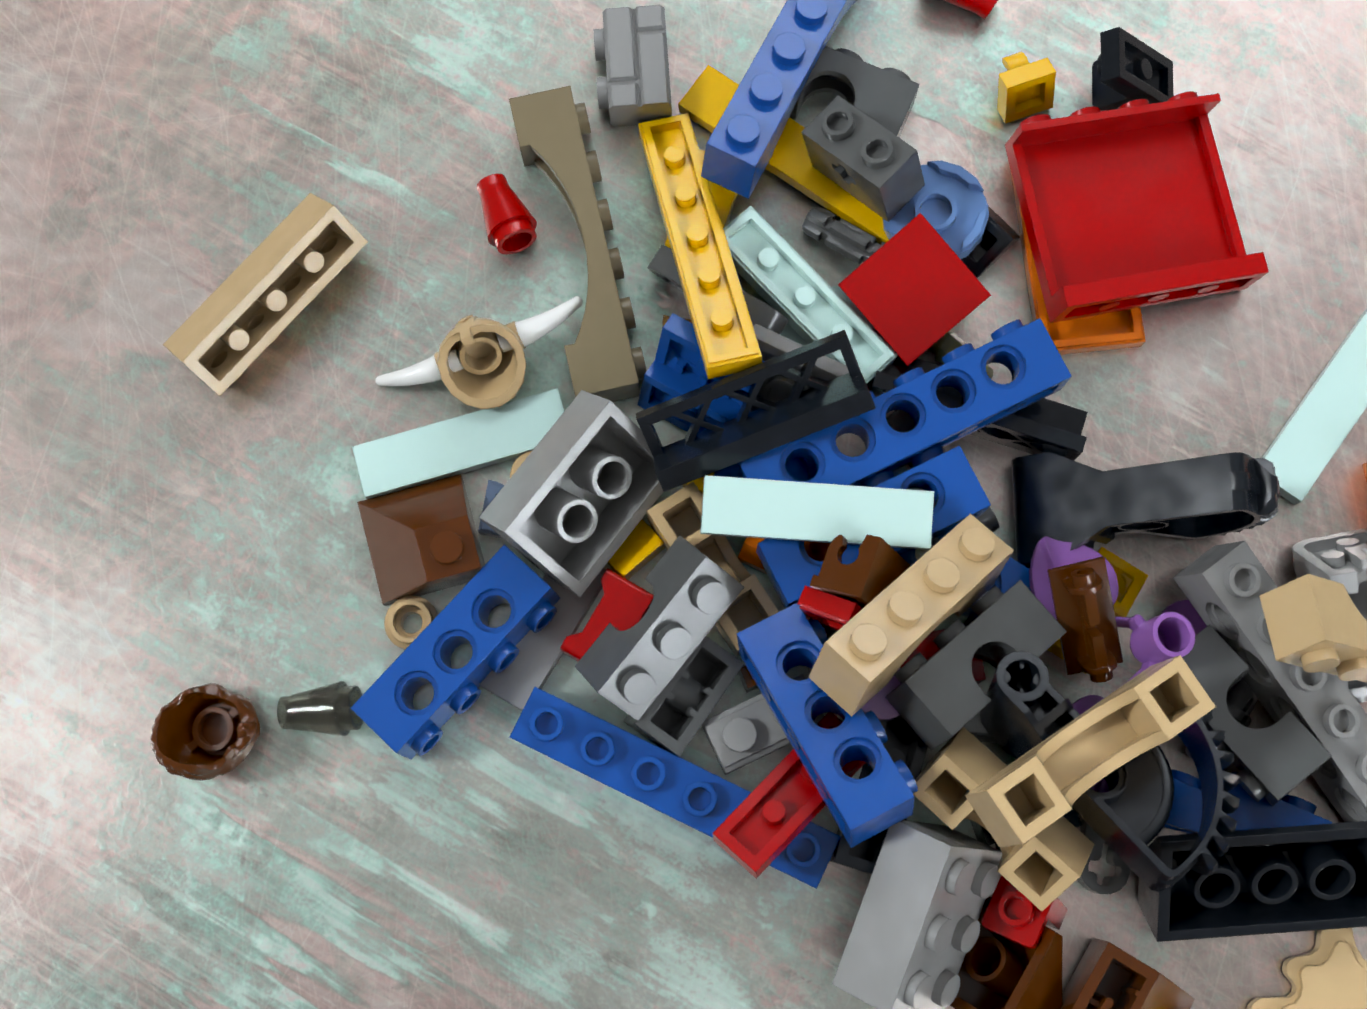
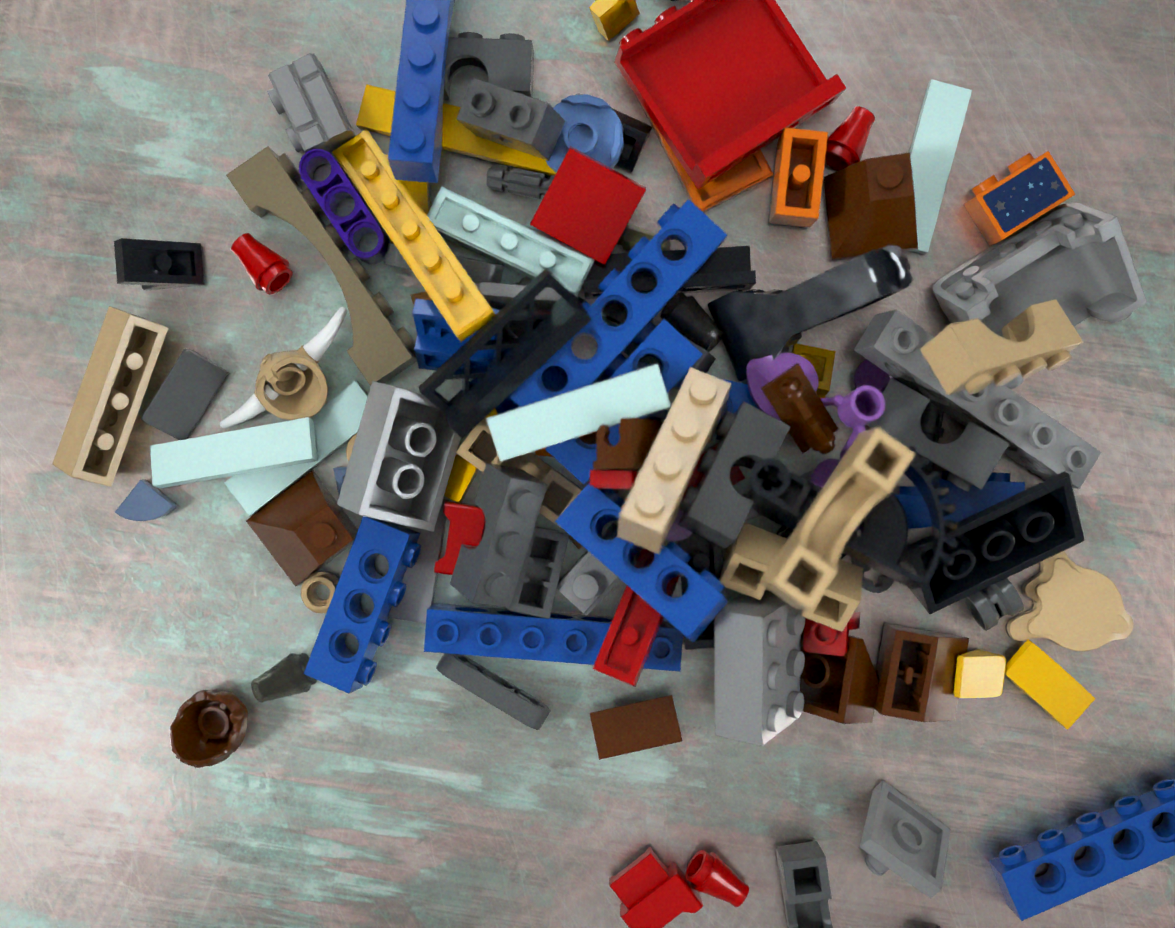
camera: 25 degrees left, 10 degrees up
(248, 435) = (145, 503): none -> sand blue tile
(350, 328) = (184, 395): none -> dark grey slope
(379, 415) = (233, 453): none -> light aqua tile
(387, 169) = (158, 263): none -> black slope
(572, 824) = (493, 689): none -> dark grey beam
(623, 165) = (331, 192): none -> dark purple beam
(732, 944) = (635, 727): none -> reddish brown hinge
(991, 471) = (692, 321): none -> clear smoke cone
(1175, 353) = (798, 177): none -> orange brick
(1241, 963) = (994, 603): none -> dark grey wheel
(1246, 338) = (849, 139): none -> red cone
(1257, 411) = (871, 206): none -> reddish brown slope

